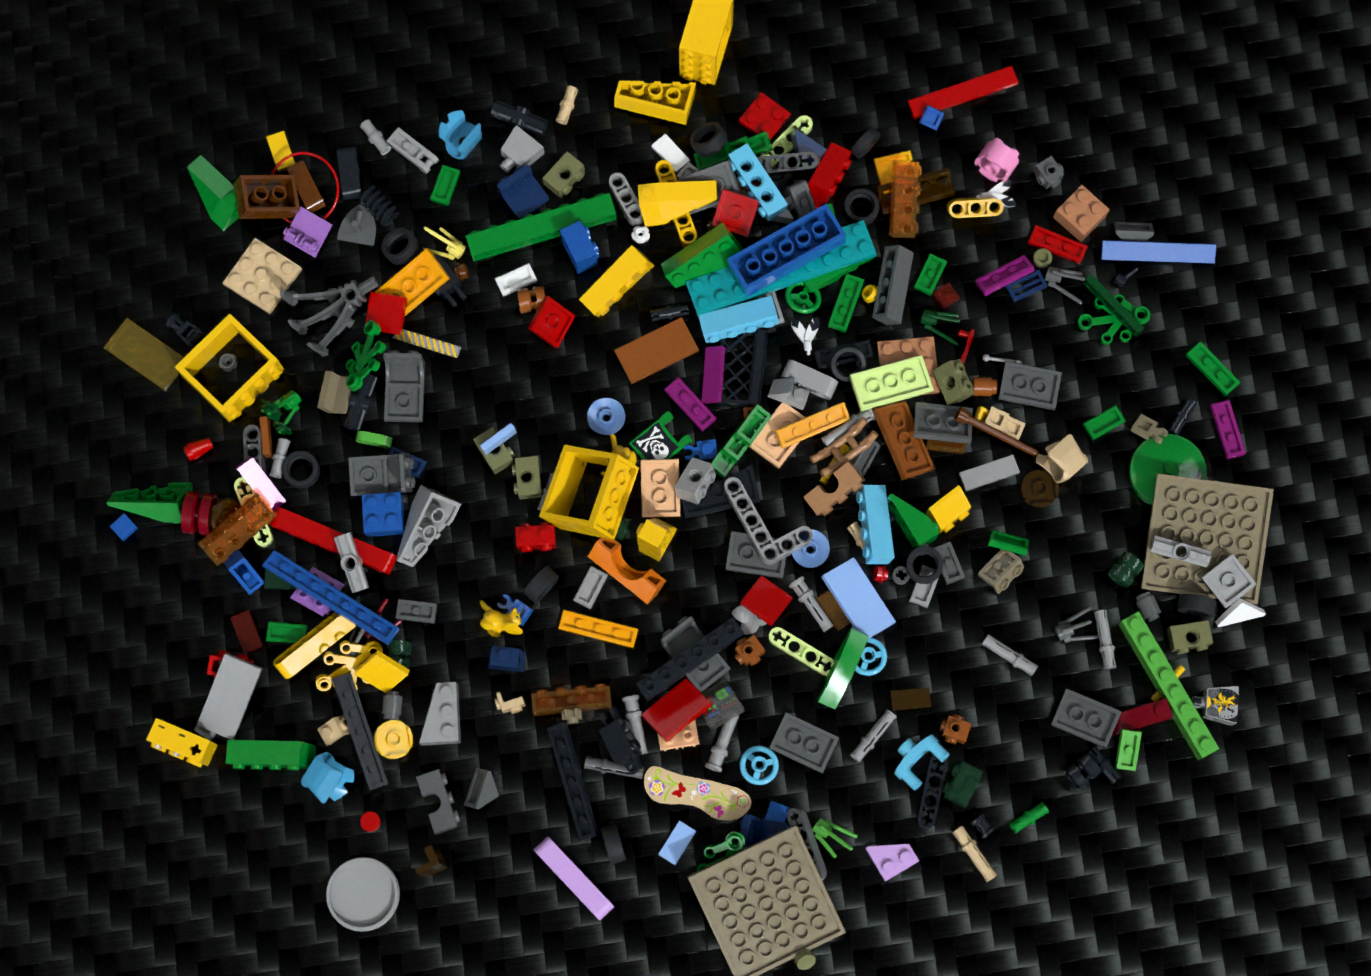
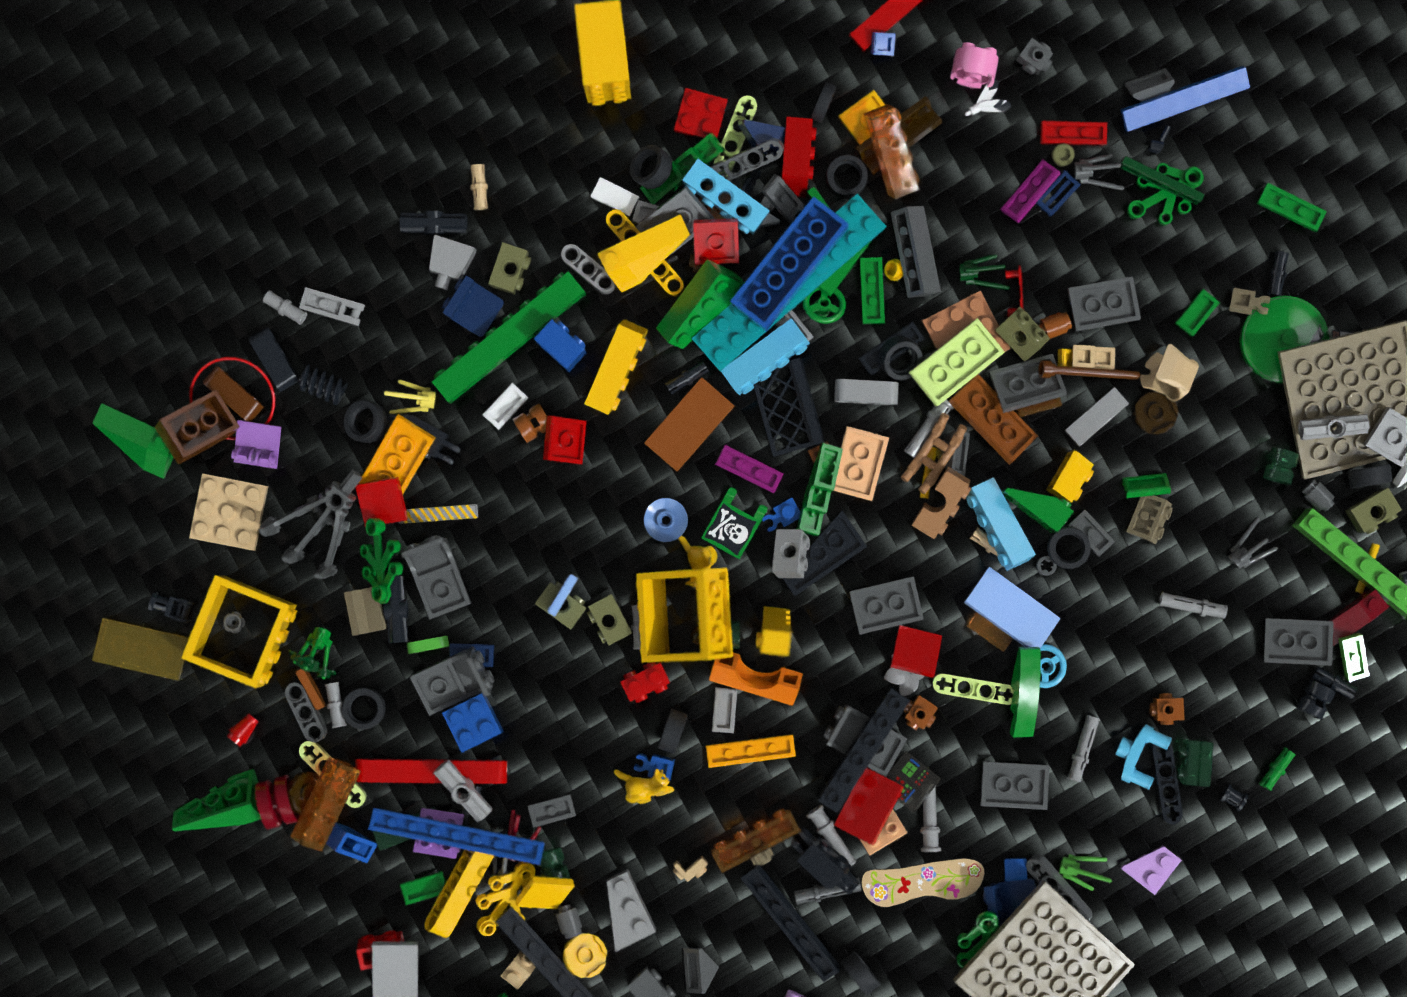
camera: 25 degrees left, 10 degrees up
(124, 527) = (201, 845): blue tile -> none
(246, 632) = (381, 903): clear red tile -> none
(260, 483) = (328, 743): tile -> none
(280, 149) = (186, 363): yellow tile -> none
(358, 227) = (309, 415): dark grey shield -> none
(426, 520) = (520, 705): light grey wedge -> none
(445, 185) = (384, 330): green tile -> none
(455, 130) = (367, 270): dark azure piece -> none
(461, 271) = (443, 421): reddish brown plate -> none
(506, 659) = (668, 824): dark blue torso -> none
(640, 239) = (614, 302): white plate -> none
(656, 99) = (576, 143): yellow wedge -> none
(658, 489) = (753, 575): light nougat tile -> none
(677, 842) = (924, 941): light blue tile -> none
(713, 374) = (761, 427): magenta tile -> none
(760, 528) = (879, 577): light grey beam -> none
(773, 761) = (960, 820): medium azure piece -> none
(787, 393) = (848, 416): light grey slope -> none
(806, 336) = (844, 343): white piece -> none
(812, 425) = (889, 441): light orange tile -> none
(818, 556) = (951, 576): medium blue dish -> none
(825, 624) = (956, 628): light grey pin -> none
(880, 573) = (1024, 573): red plate -> none
(910, 699) = (1107, 693): dark brown tile -> none
(923, 592) = (1076, 577): light grey tile -> none
(930, 274) = (950, 222): green plate -> none
(946, 296) = (976, 239): clear red tile -> none
(969, 846) = (1227, 824): tan pin -> none
(984, 203) = (980, 128): yellow beam -> none
(986, 357) = (1045, 290): light grey hinge -> none
(1081, 213) = (1087, 89): nougat brick -> none
(1106, 647) = (1289, 554): light grey pin -> none
(1227, 429) = (1330, 267): magenta tile -> none

